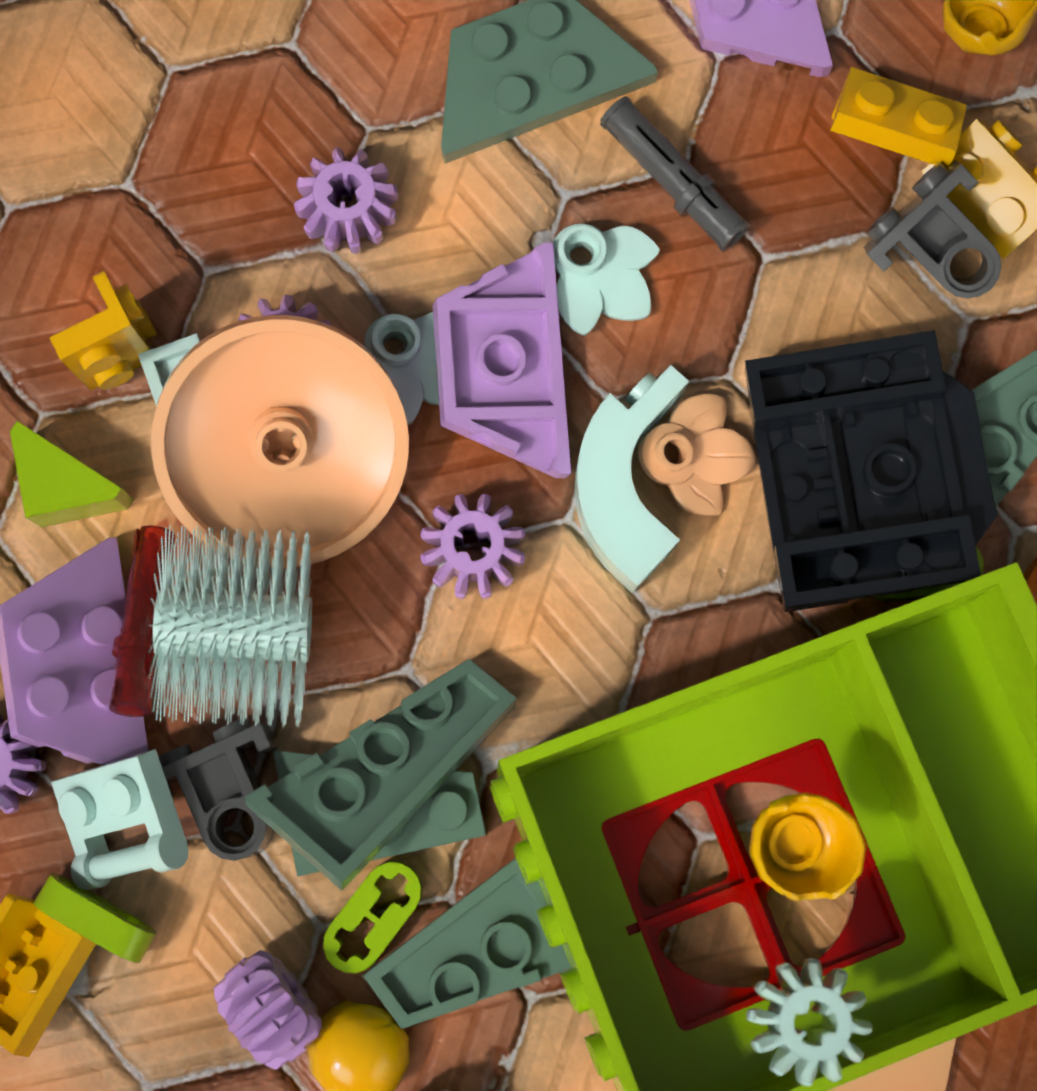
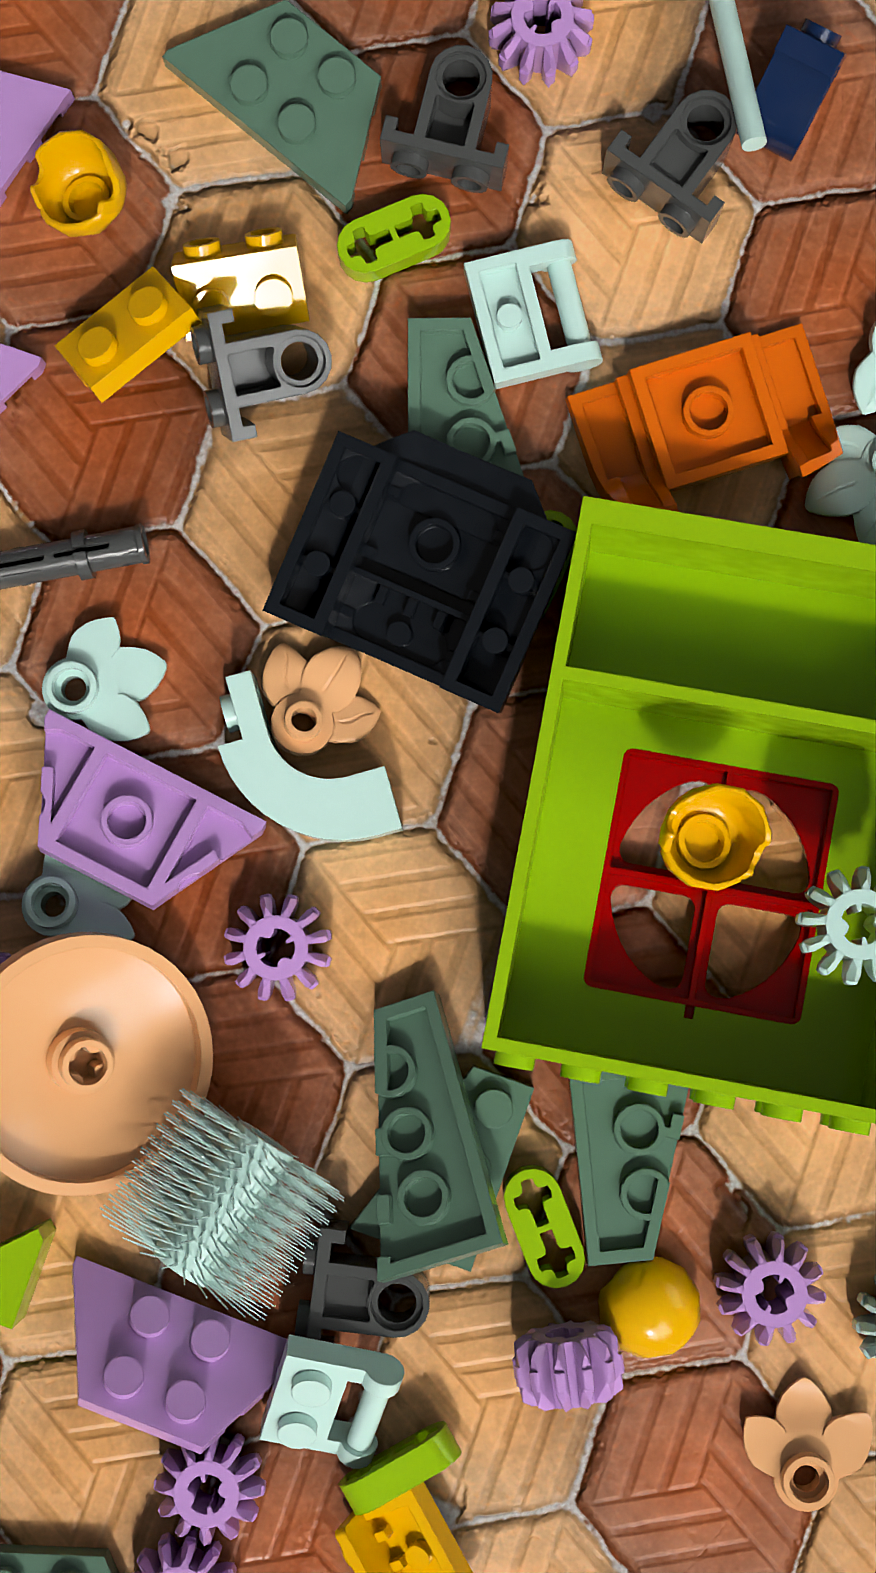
camera: 50 degrees left, 5 degrees up
(131, 648) = (185, 1301): clear red pin -> none

